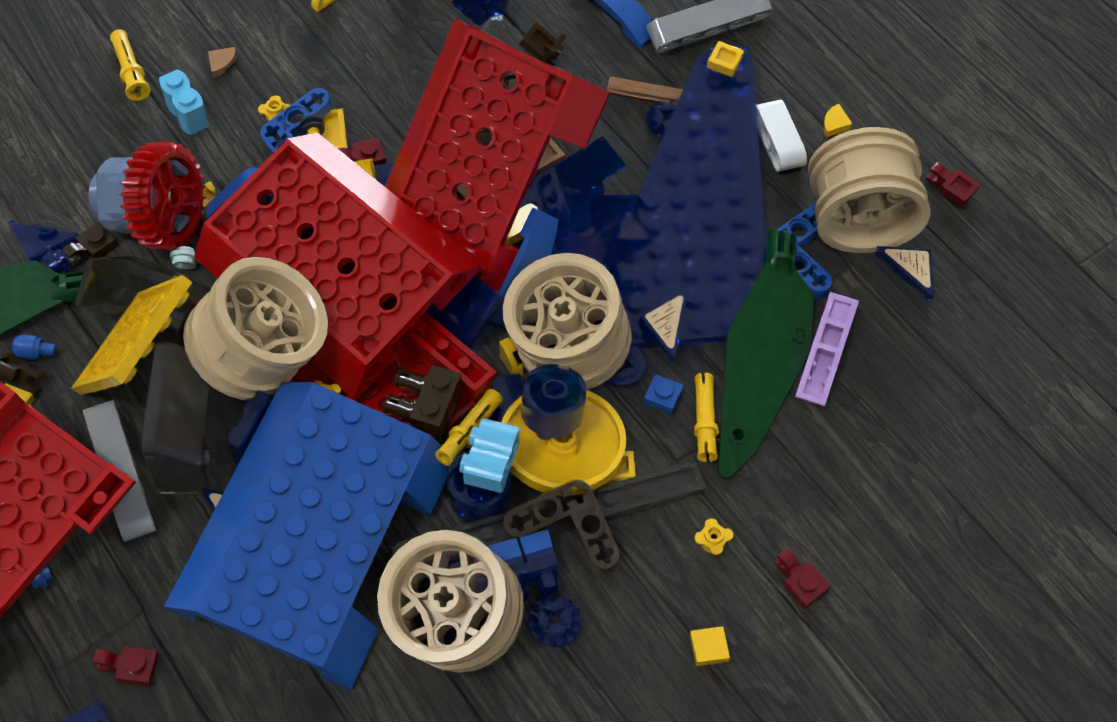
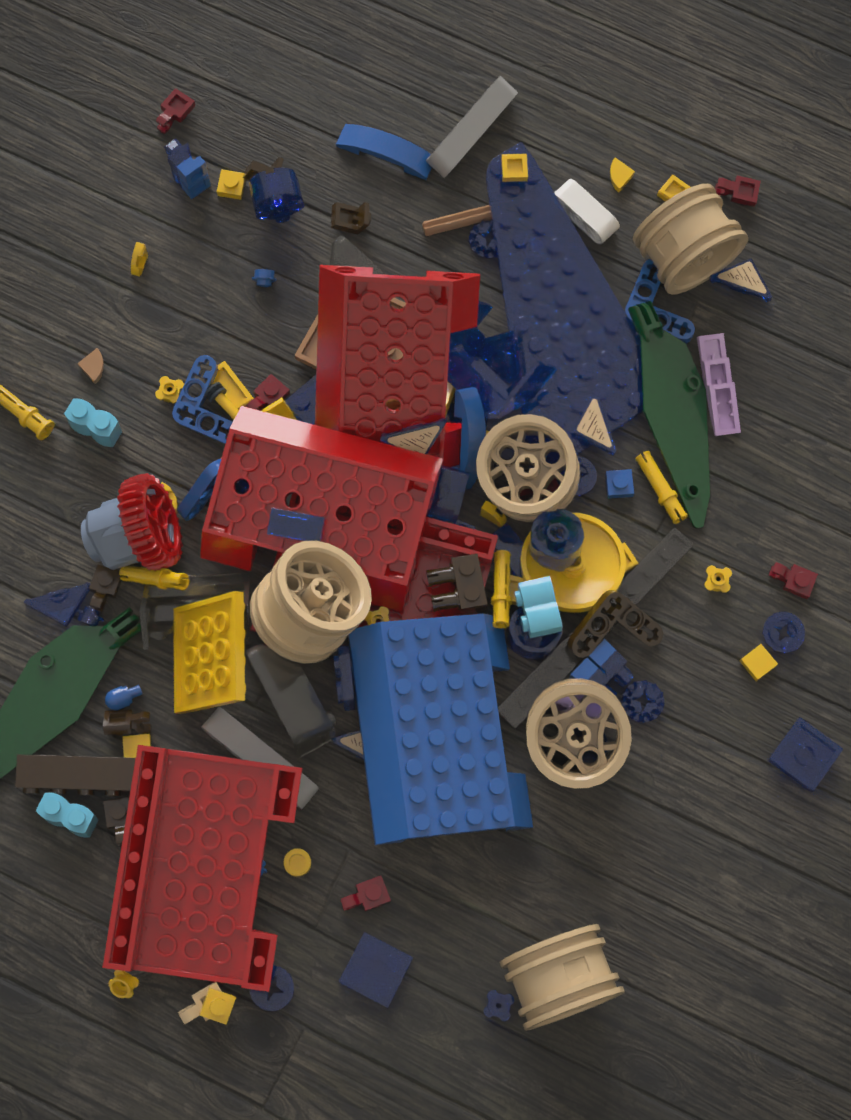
camera: 30 degrees left, 15 degrees up
(83, 593) = (297, 862): none -> yellow tile
(139, 252) = (160, 578): none -> yellow pin
(183, 258) = (189, 560): light aqua plate -> none
(292, 252) = (295, 525): none -> clear blue tile
(427, 57) = (264, 277): none -> blue plate
(467, 235) = (415, 437): none -> tile
(758, 615) = (795, 630): none -> clear blue gear

